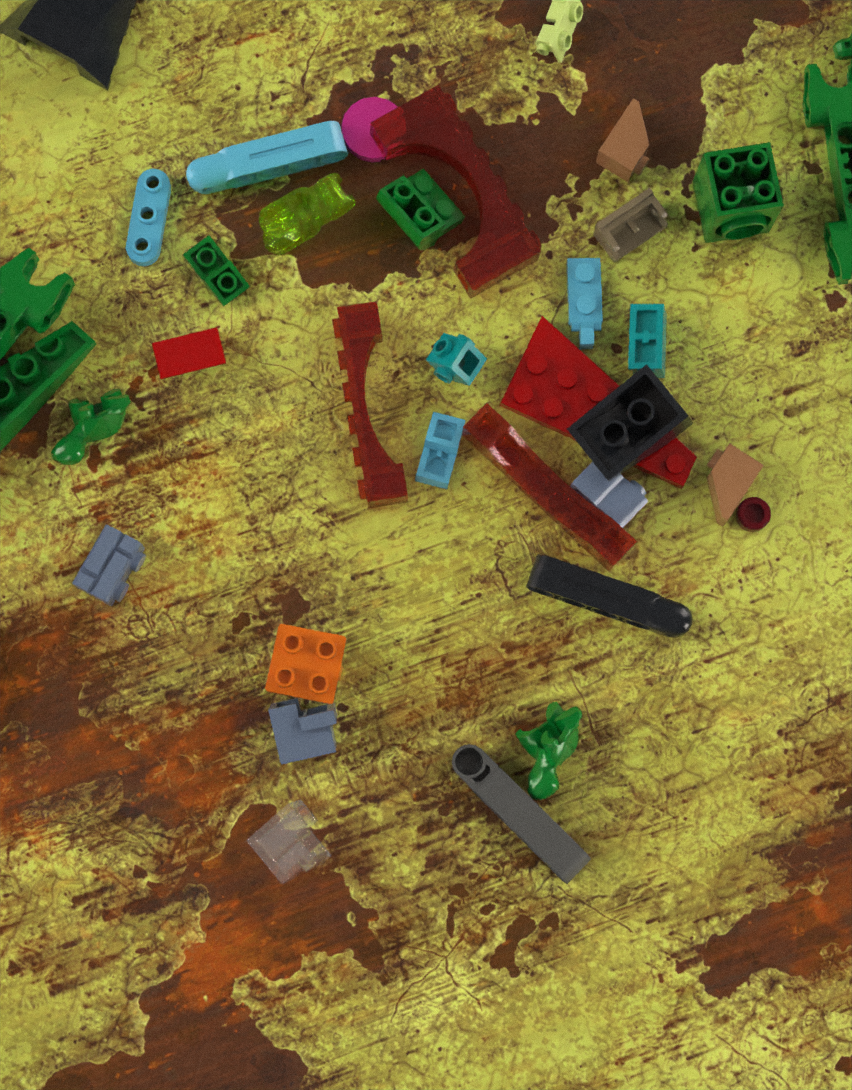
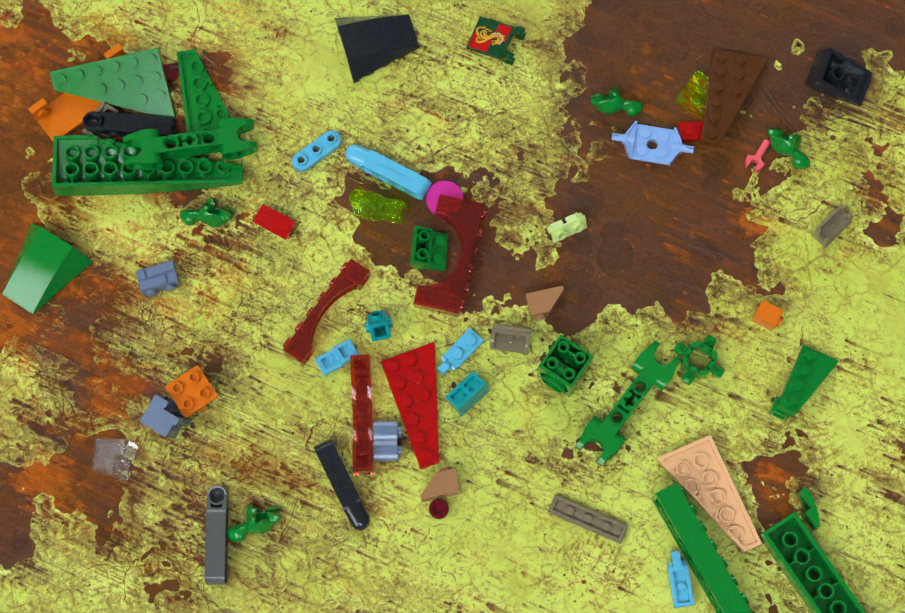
camera: 50 degrees right, 5 degrees down
(216, 271) = (321, 198): green slope -> none
(630, 424) = (421, 420): black slope -> none

